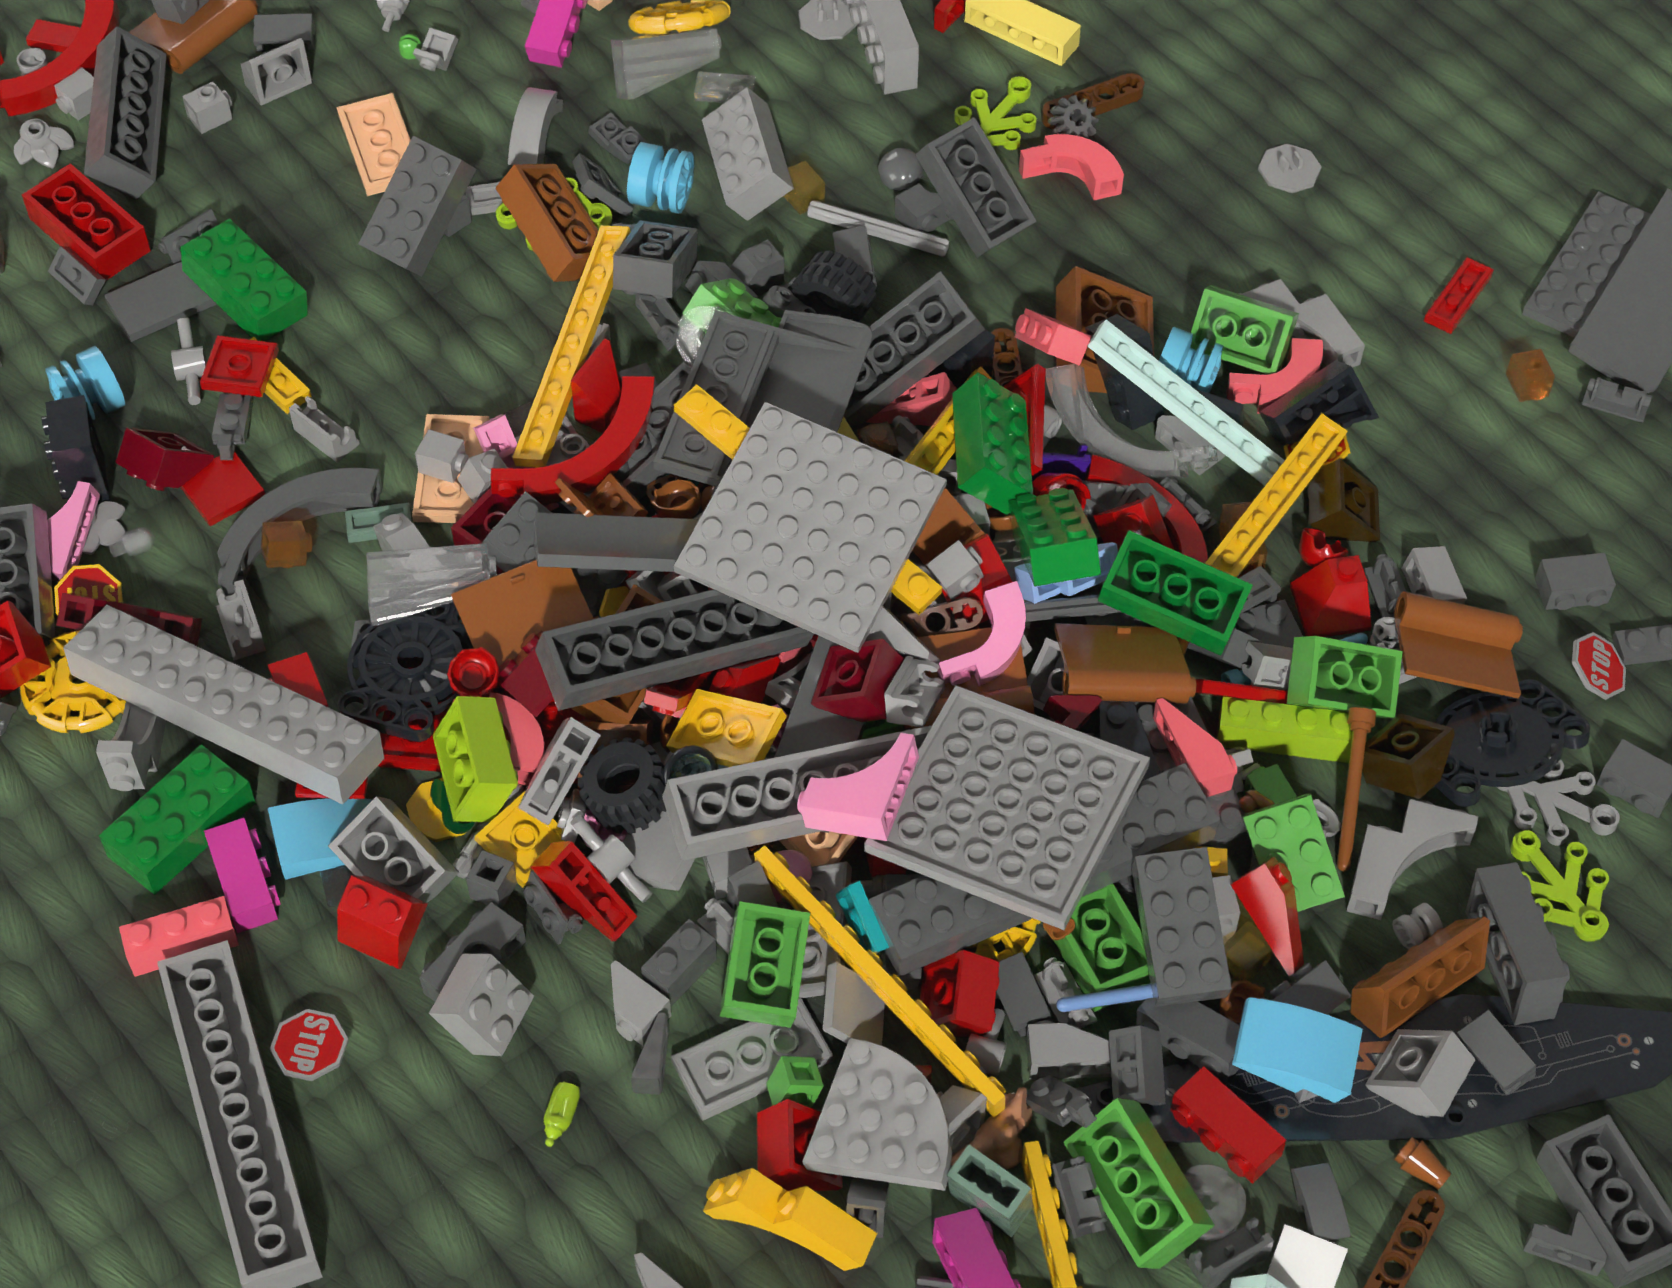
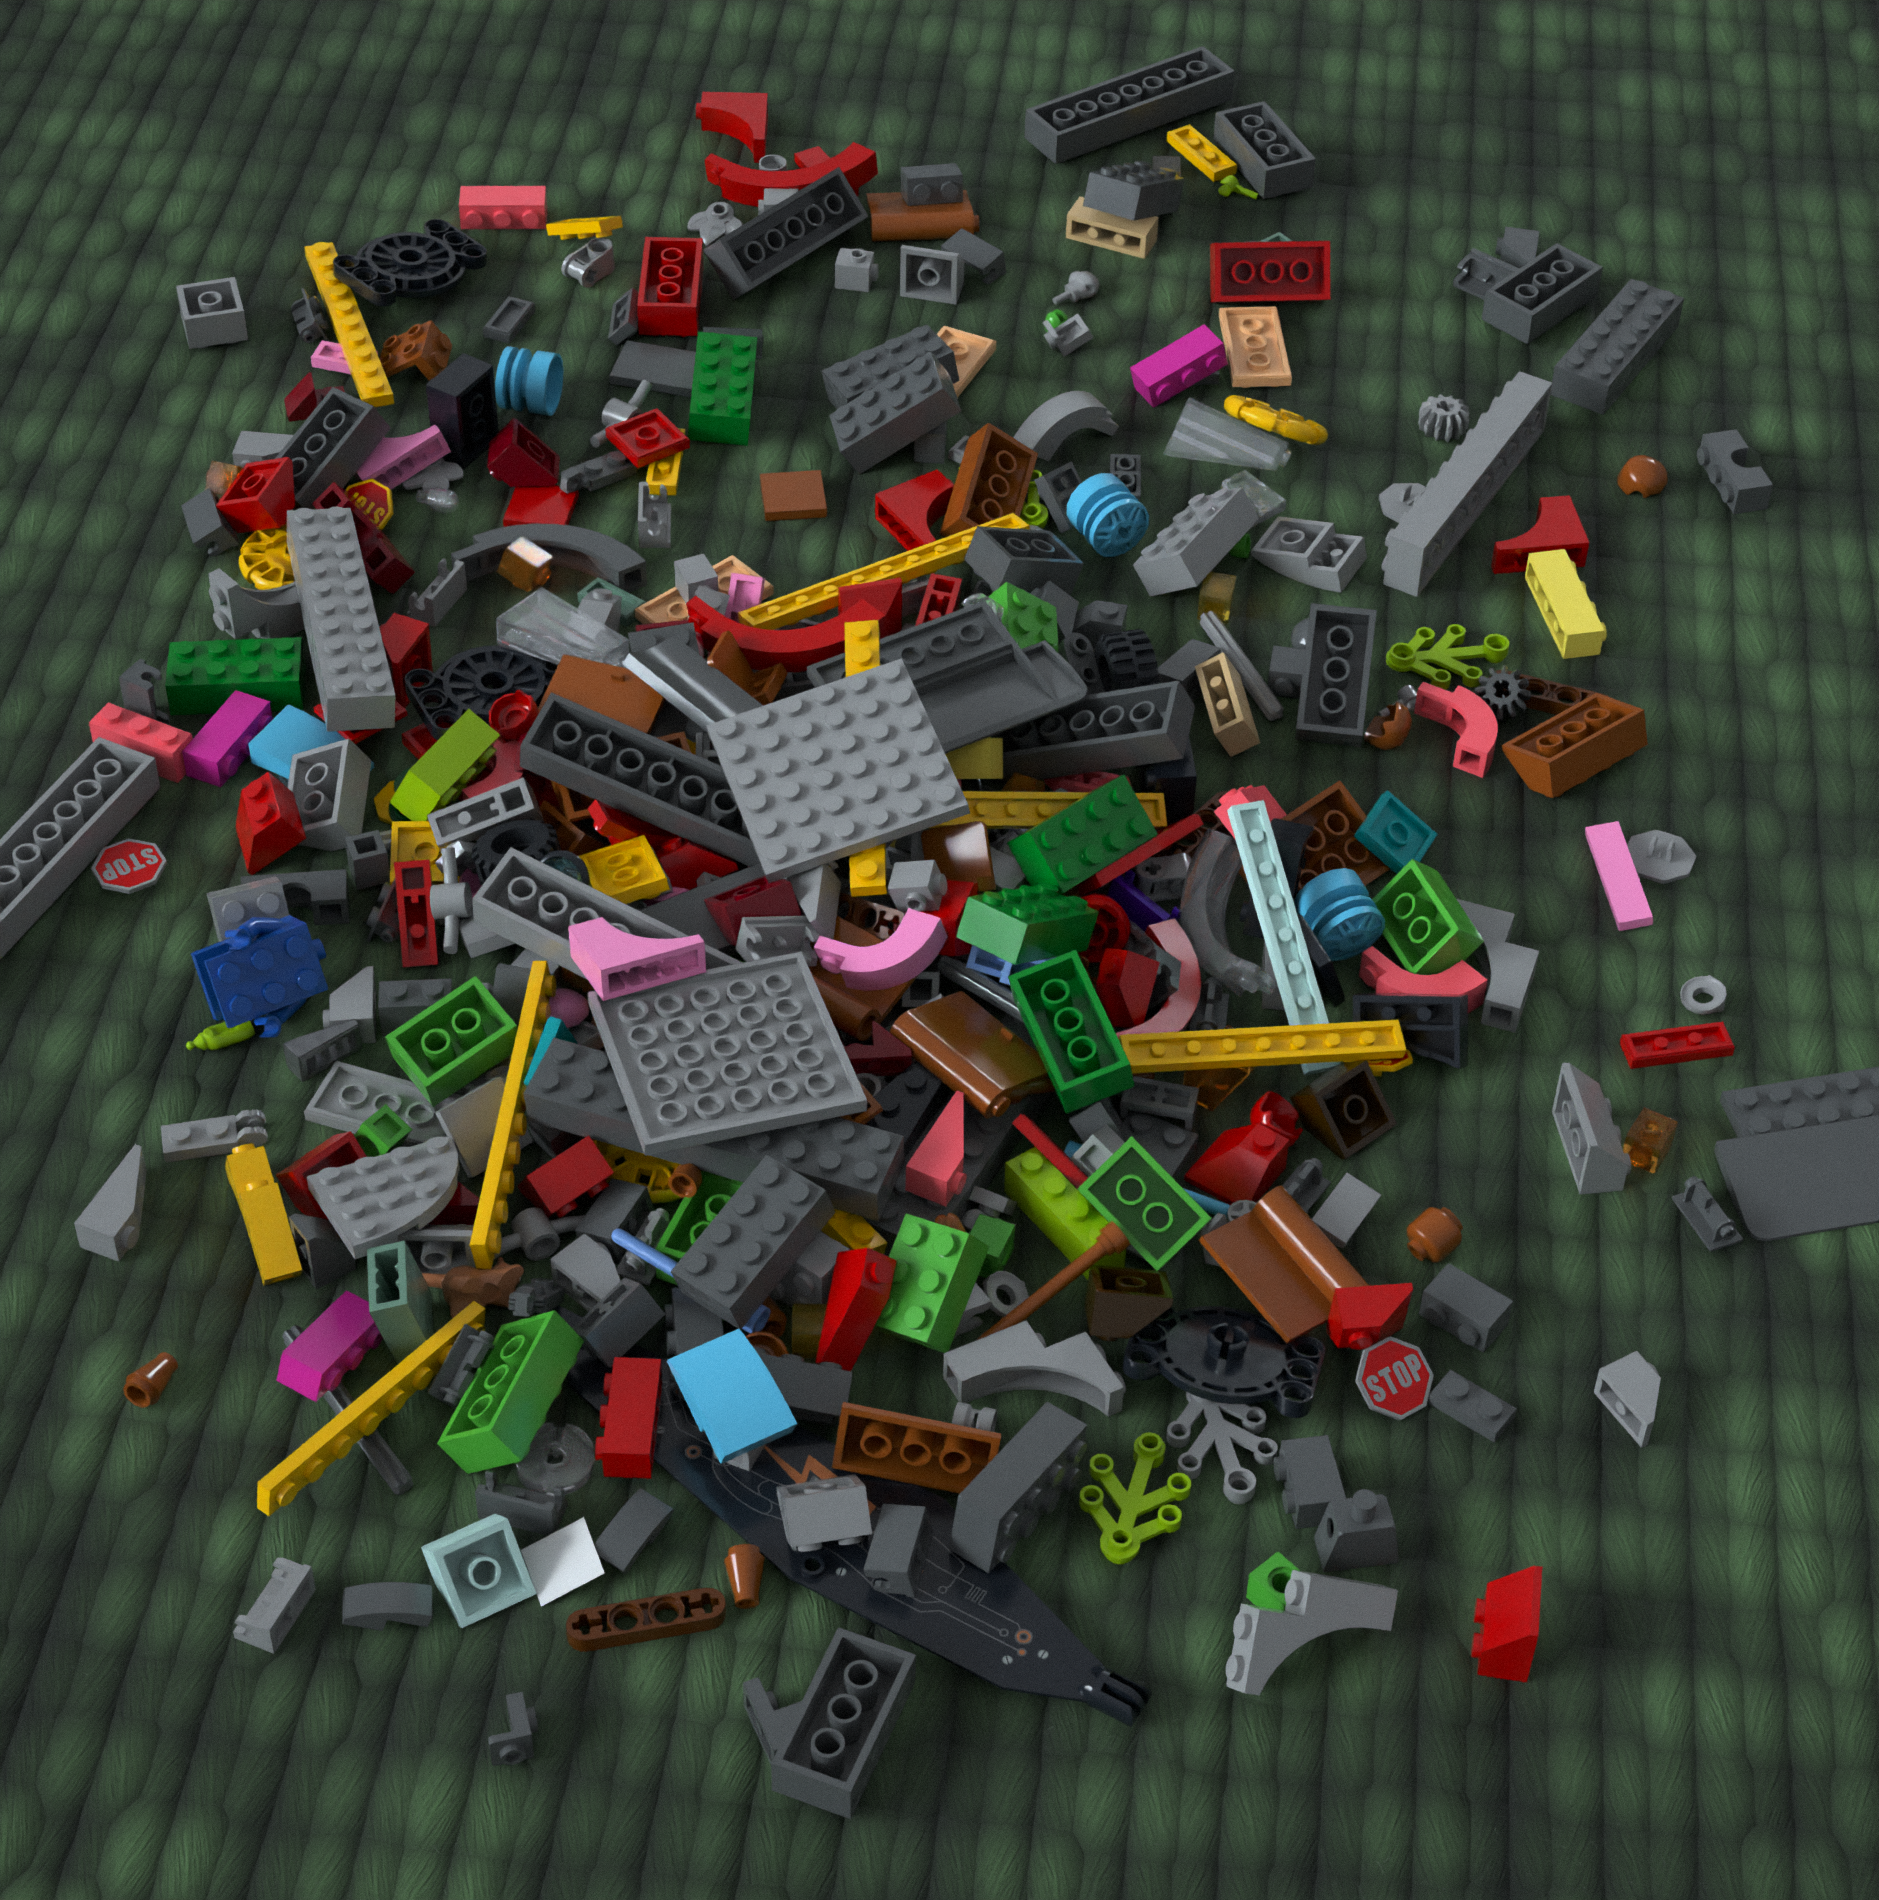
camera: 45 degrees right, 10 degrees down
(138, 900) = (138, 691): none -> dark grey hinge
(357, 175) = (870, 367): none -> dark grey brick
(400, 331) = (793, 495): none -> dark orange tile
(510, 282) = (913, 508): none -> red arch
(547, 1038) = (260, 971): none -> blue torso
(641, 344) = (940, 598): none -> red slope
(658, 1197) = (212, 1135): none -> light grey hinge
(817, 105) = (1311, 552): none -> light grey slope
(913, 261) = (1227, 704): none -> tan brick
(1013, 169) = (1406, 696): none -> light grey hand
(1038, 197) = (1389, 731): none -> dark orange hair
(1136, 279) = (1394, 833): none -> teal tile
(1159, 123) = (1577, 744): none -> dark orange slope
(1289, 201) = (1618, 876): none -> bright pink tile
(1434, 237) = (1703, 984): none -> light grey piece
(1497, 402) = (1589, 1133): none -> light grey slope
(1499, 547) = (1434, 1234): none -> dark orange head
(1551, 640) = (1367, 1314): none -> red slope

